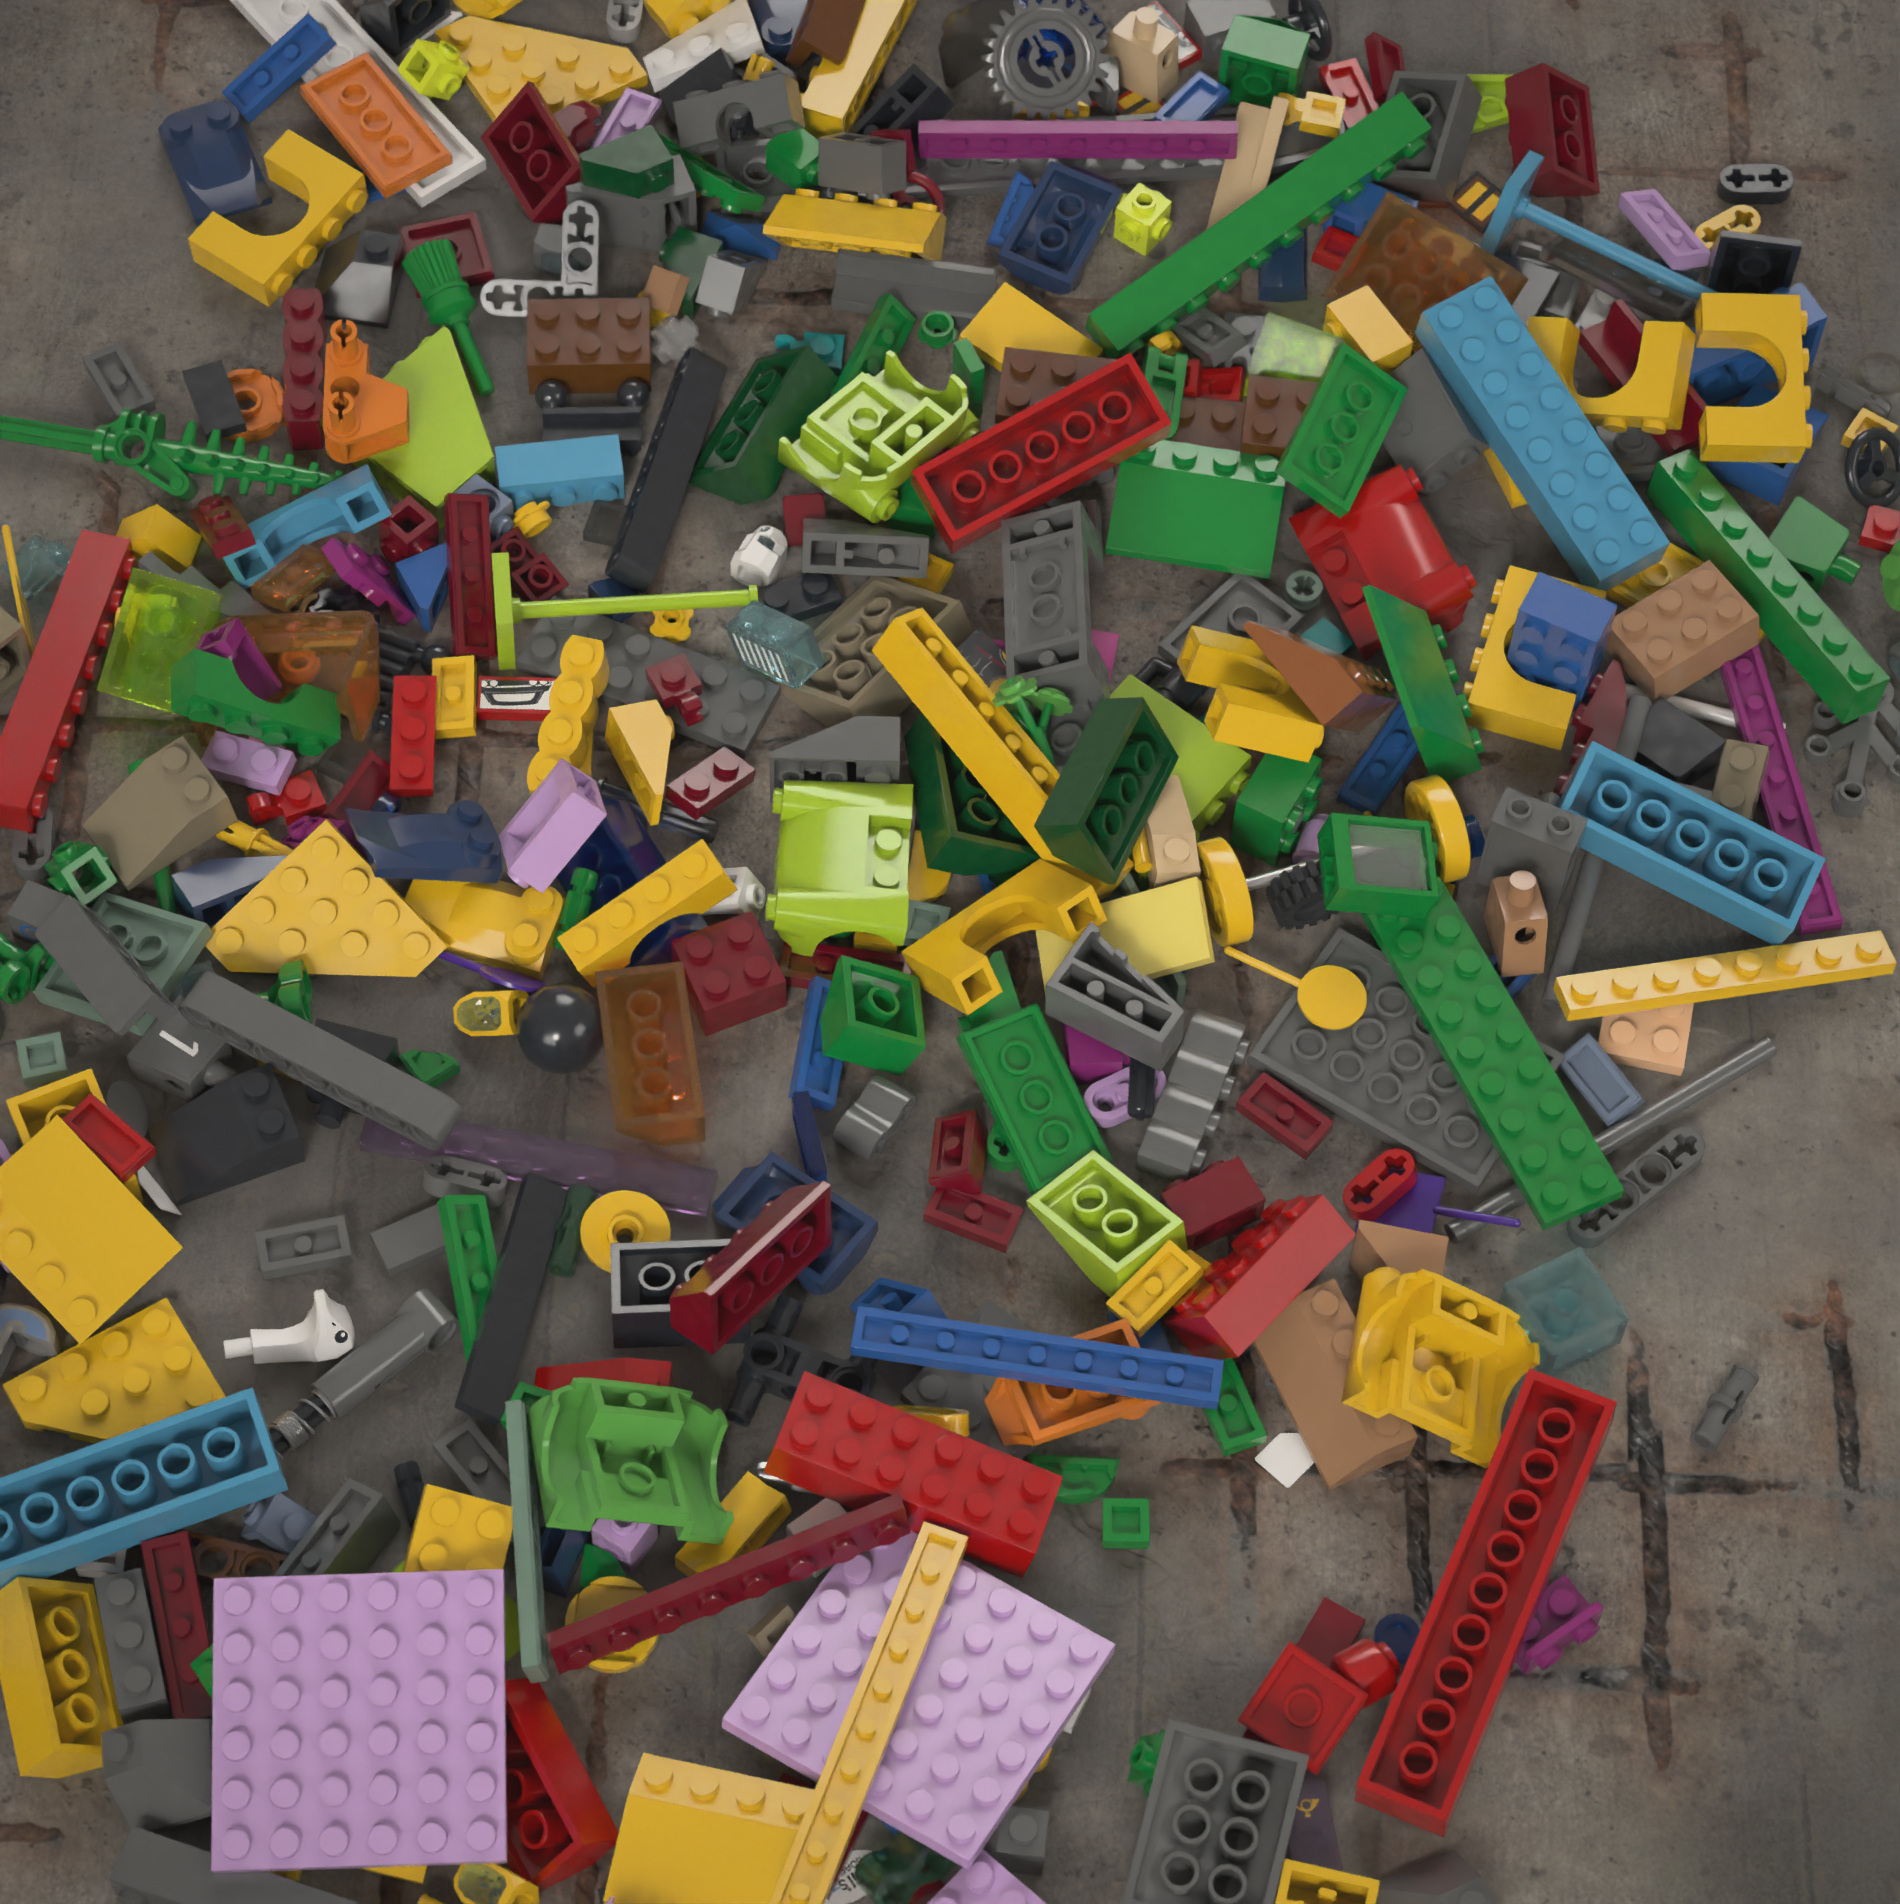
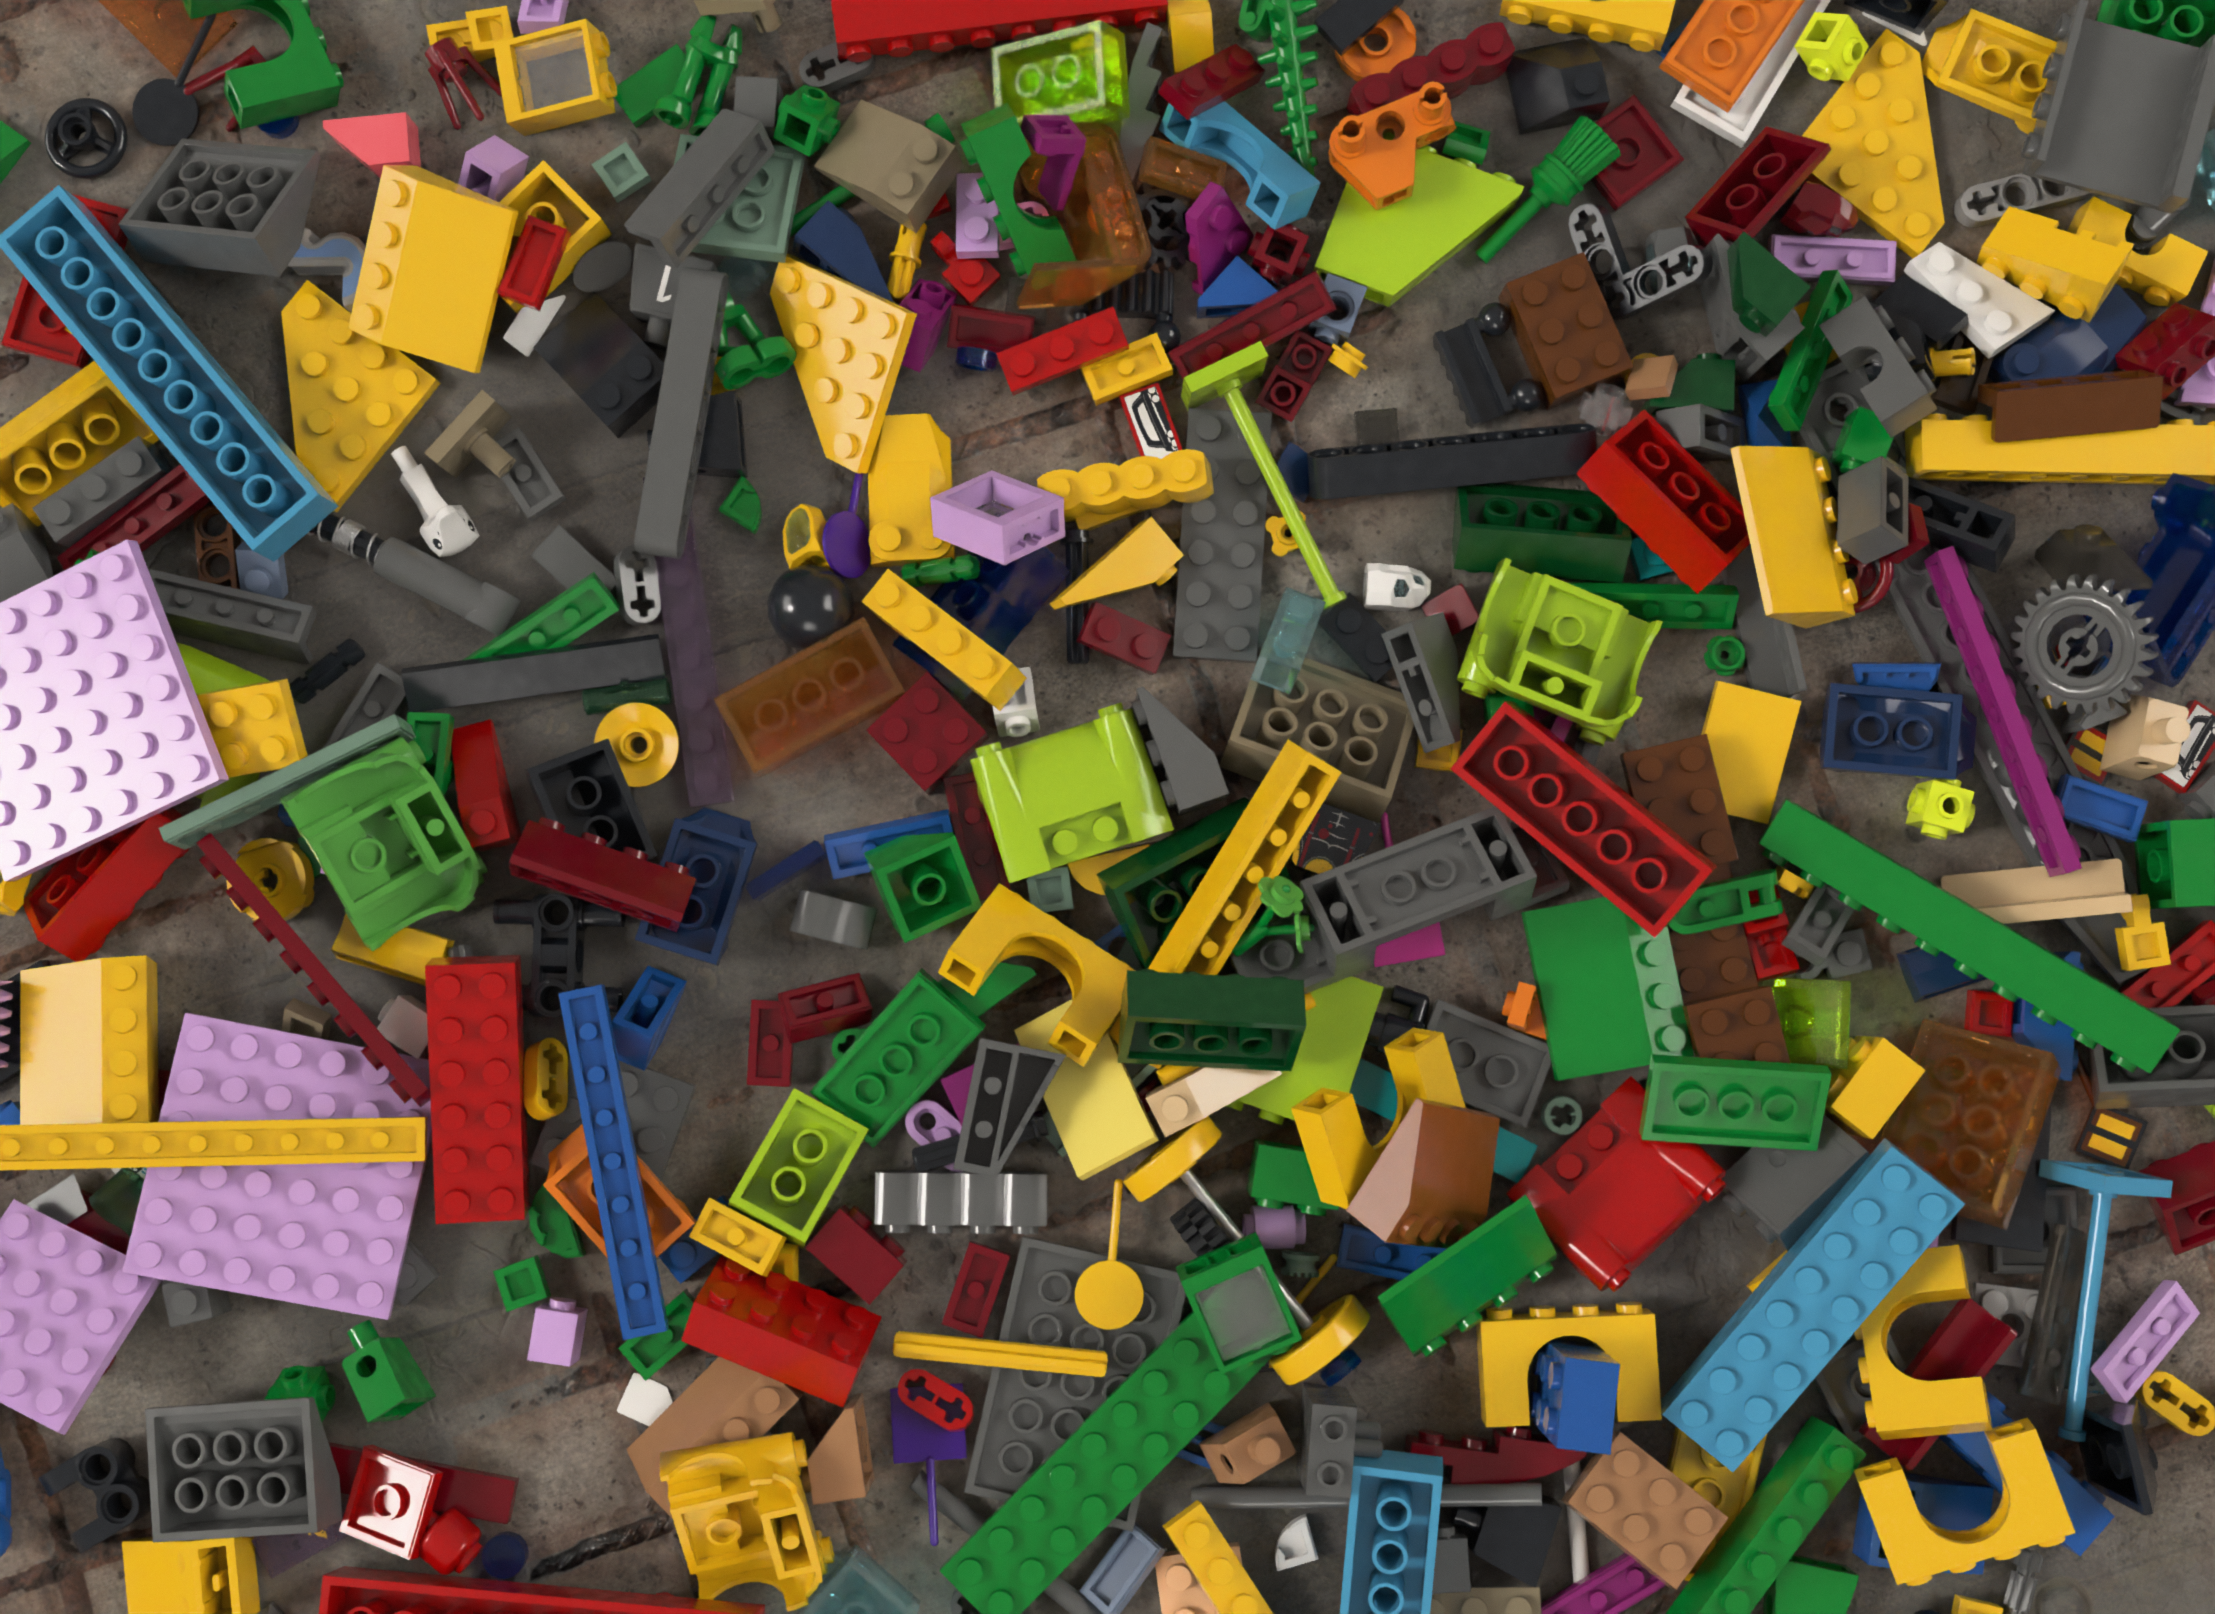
camera: 75 degrees right, 25 degrees up
(250, 1267) = (472, 437): none -> dark tan tile
(383, 358) = (1467, 143): none -> green plate
(430, 845) = (942, 408): dark blue slope -> none
(561, 471) = (1408, 363): dark azure brick -> none
(677, 685) = (1208, 567): dark red plate -> none
(784, 308) = (1668, 500): none -> red brick
(971, 371) = (1666, 708): green tile -> none
(1169, 1674) = (384, 1375): none -> green torso
(1187, 1503) = (557, 1332): none -> lavender brick
(1195, 580) = (1524, 1011): none -> orange bracket
(1354, 1104) = (1000, 1353): none -> yellow axle
(1624, 934) = (1295, 1544): none -> white tile

